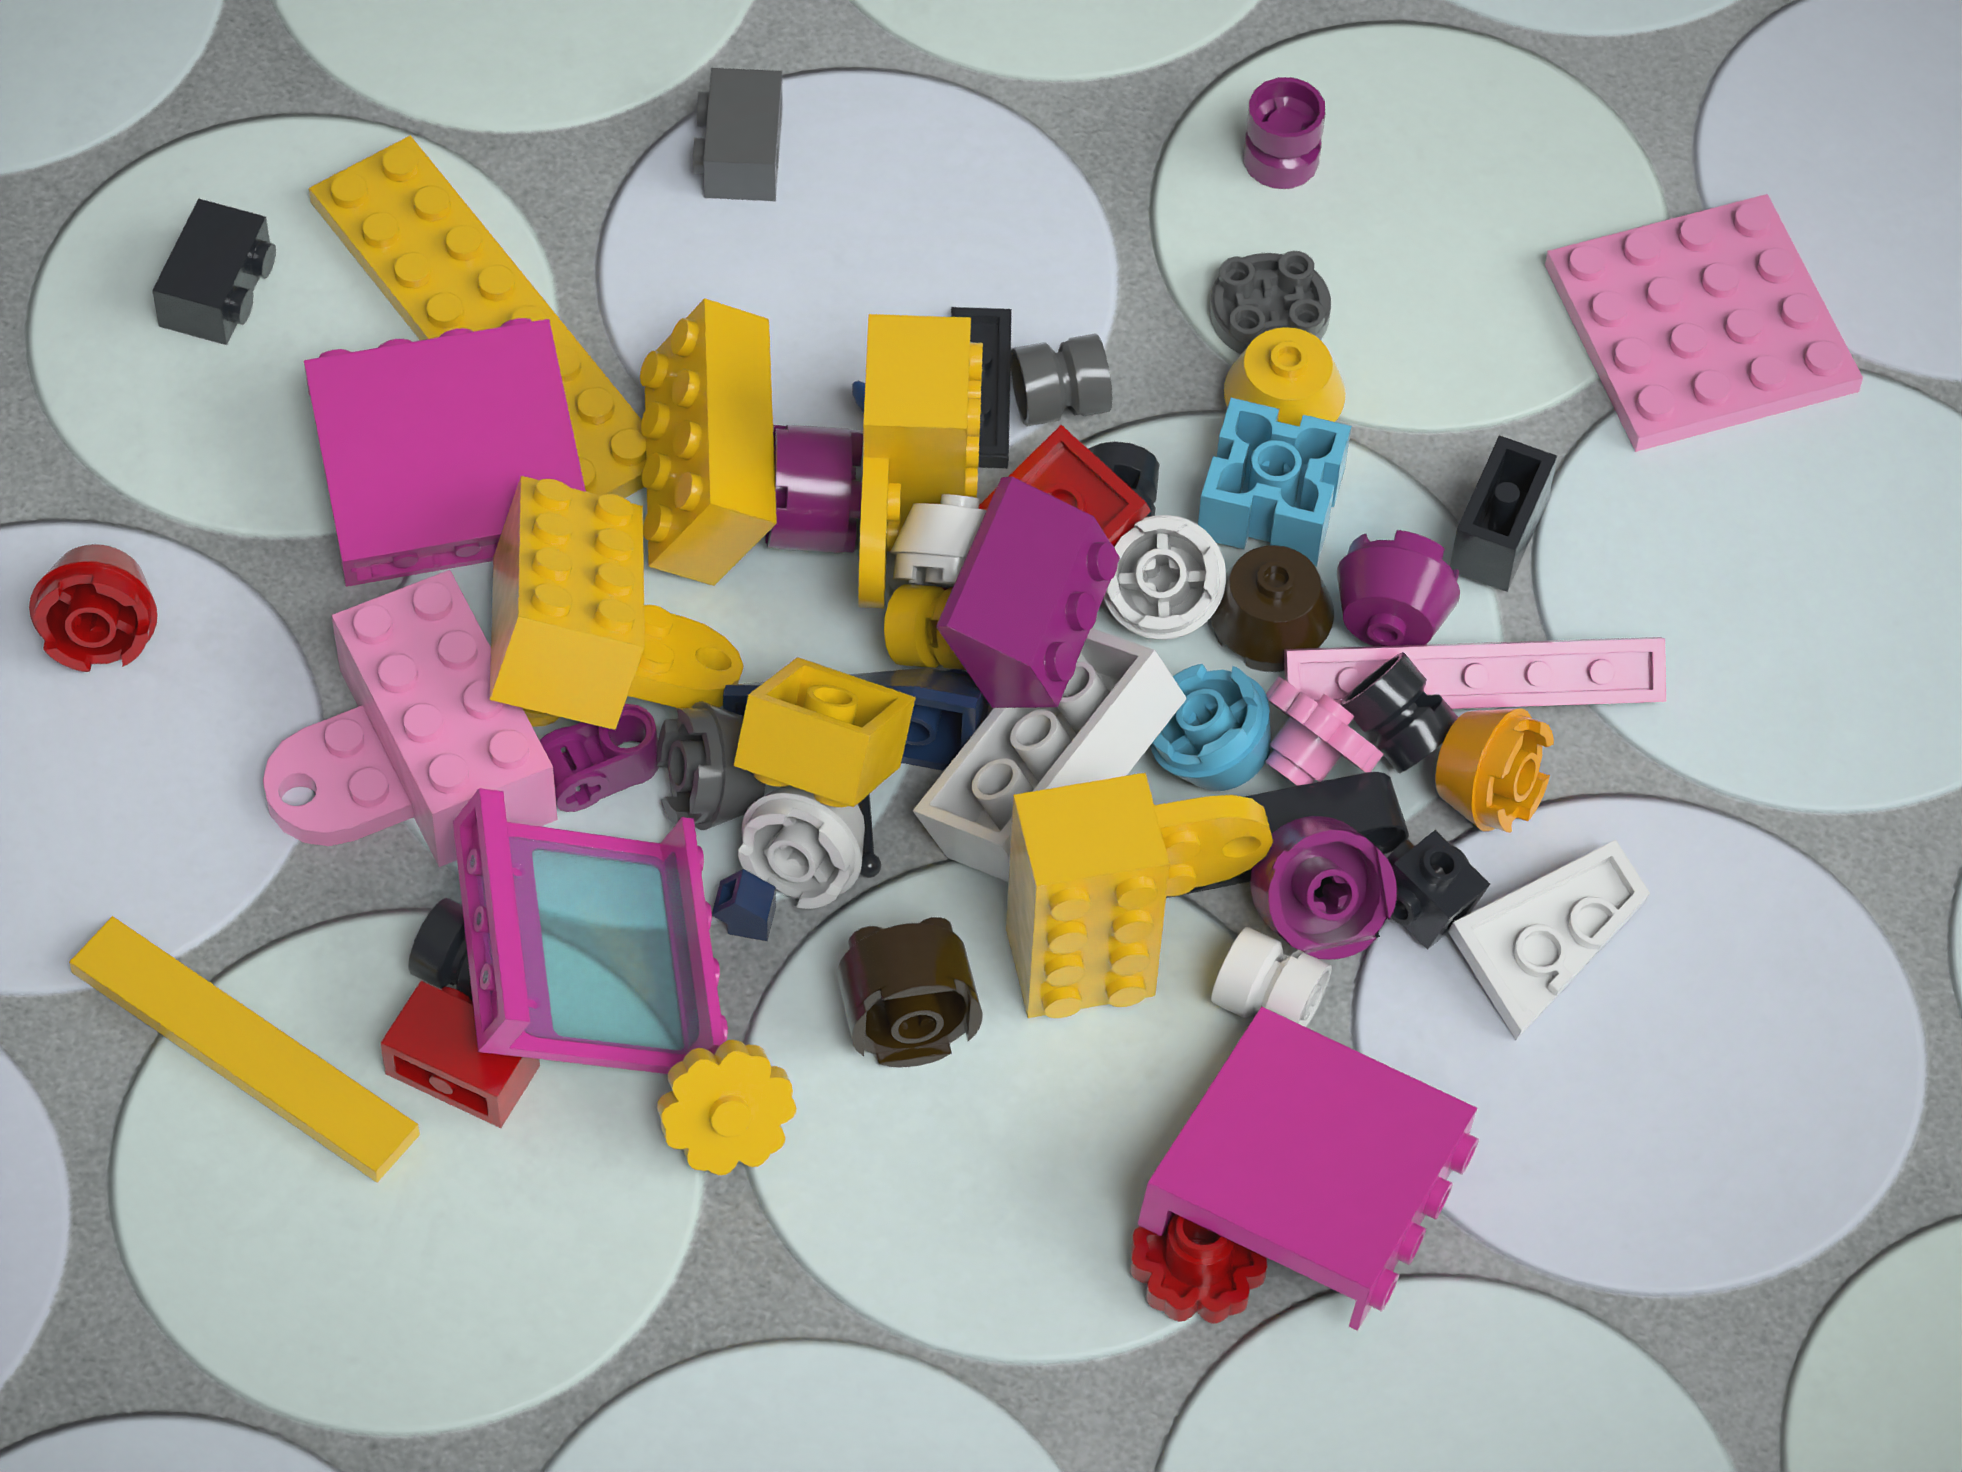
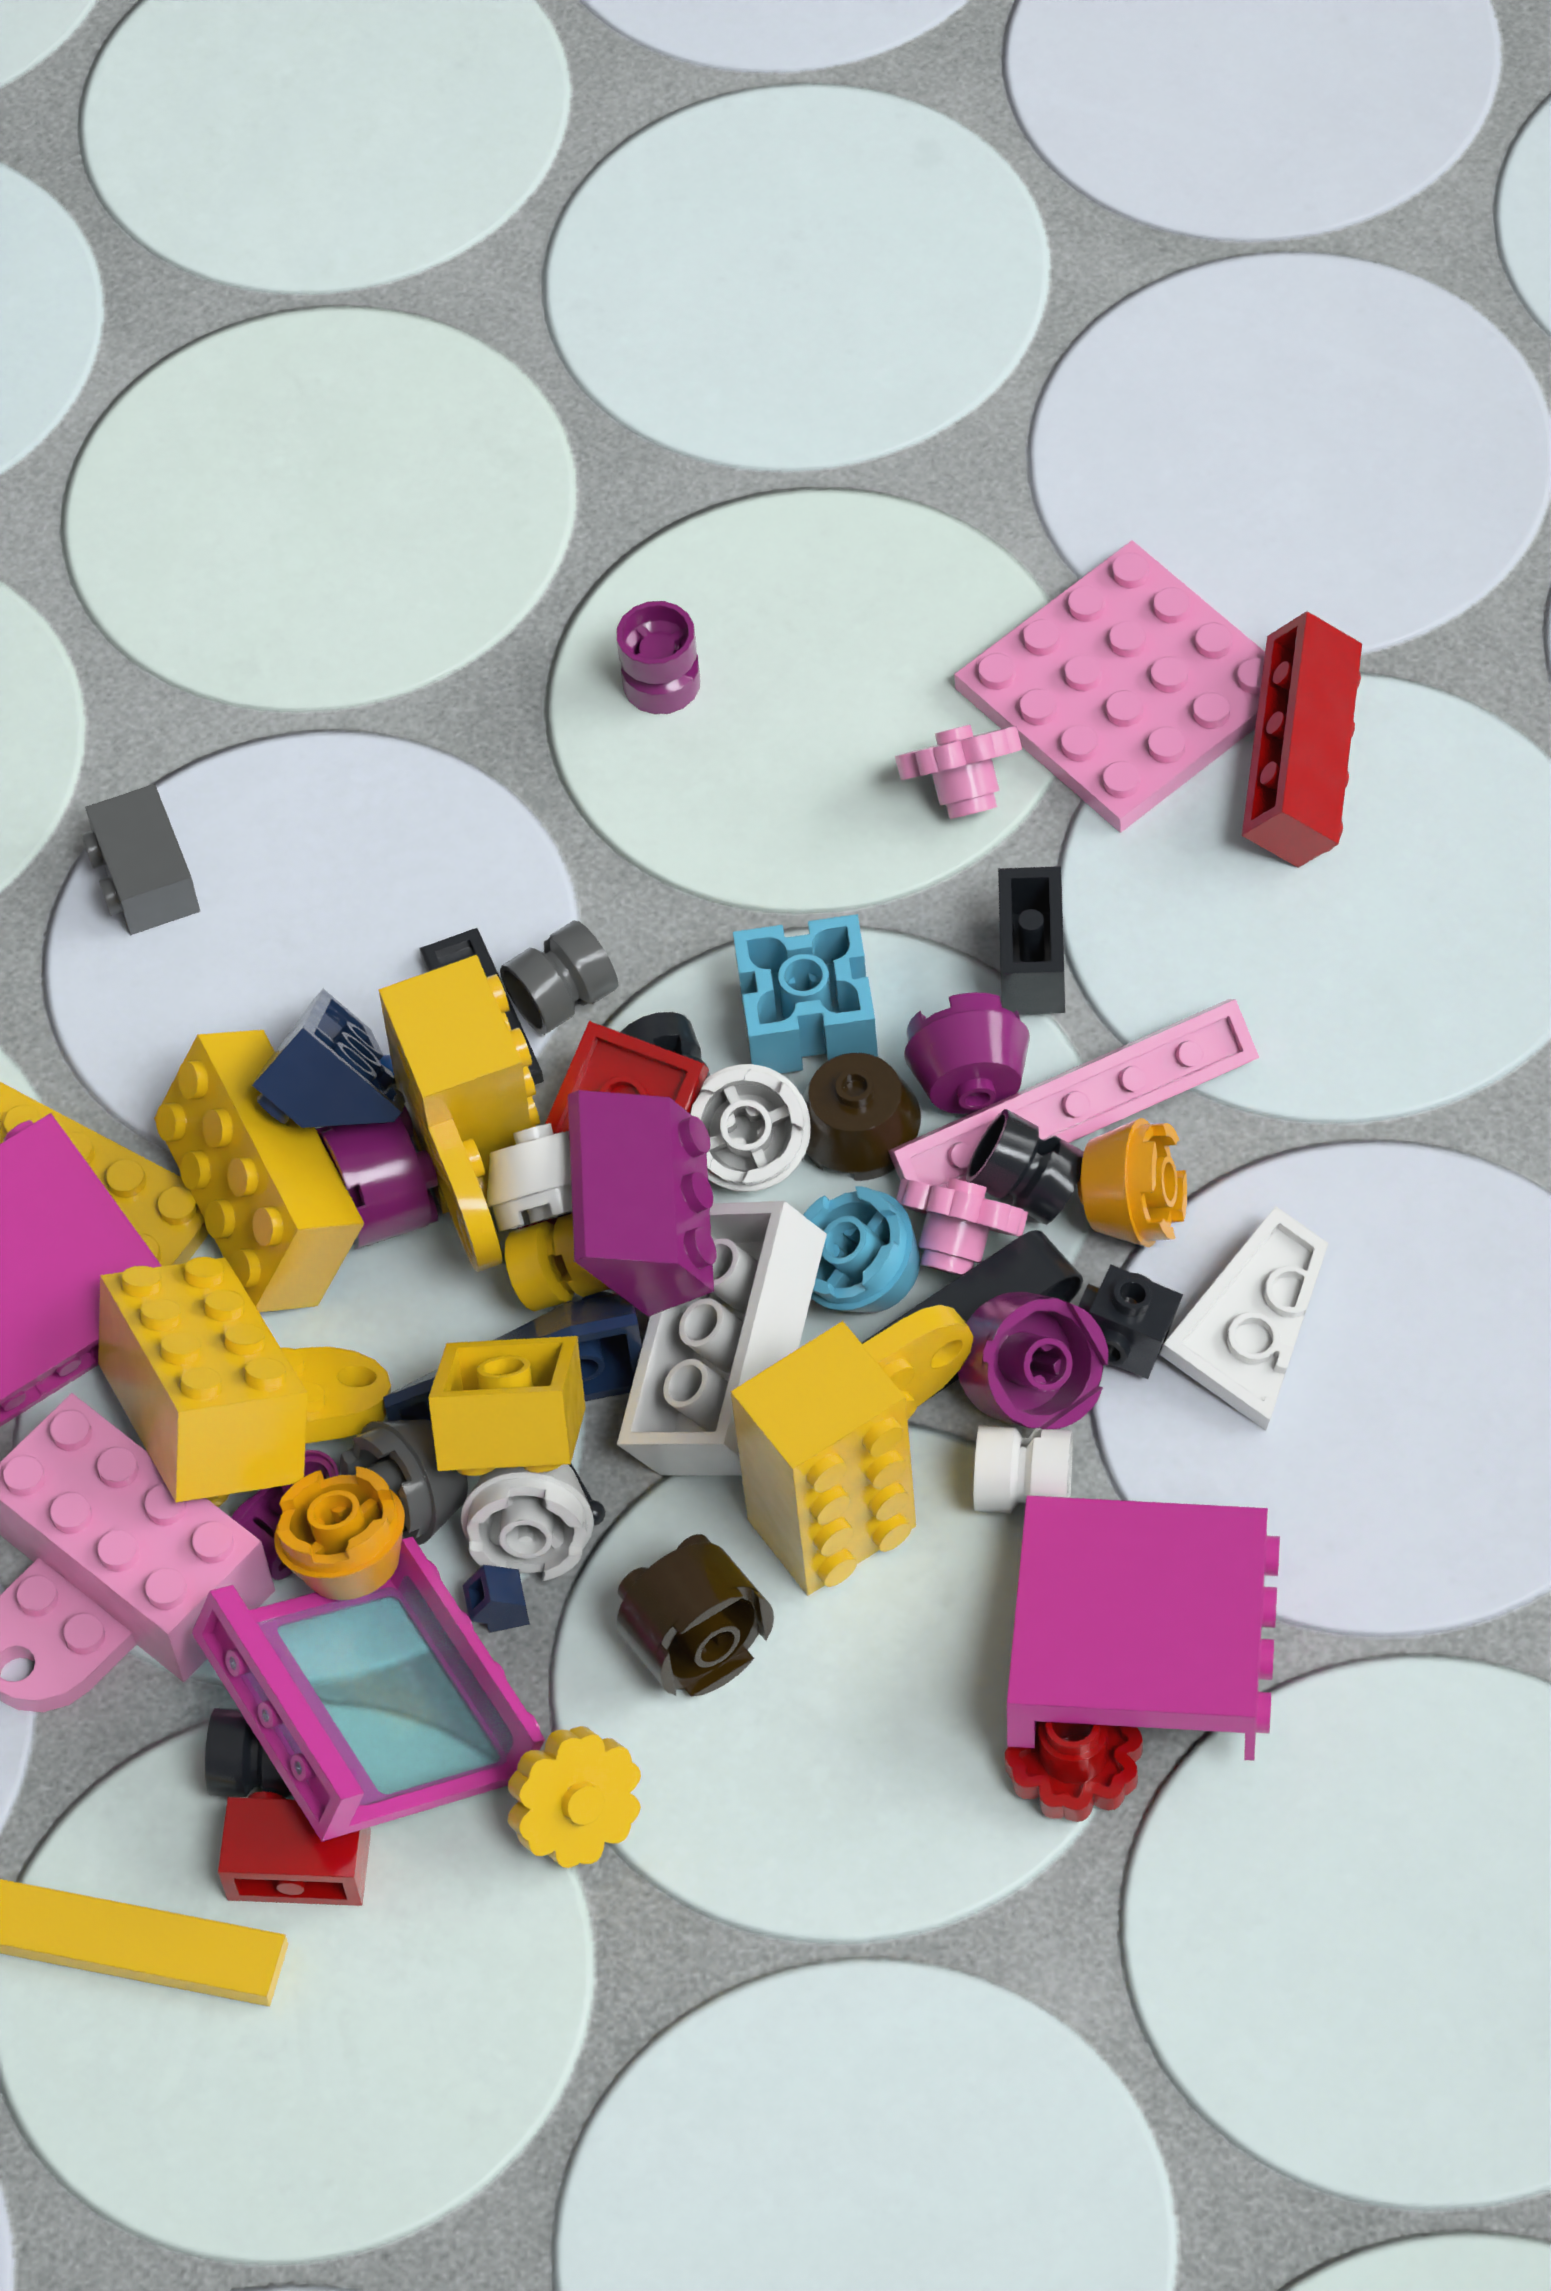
camera: 15 degrees left, 0 degrees up
(627, 788) = (341, 1533): none -> light orange cone
(806, 376) = (328, 1072): none -> dark blue wedge
(1268, 294) = (719, 828): dark grey tile -> none
(1290, 373) = (770, 887): yellow cone -> none
(1513, 334) = (962, 767): none -> bright pink plant
(1839, 431) = (1302, 740): none -> red brick

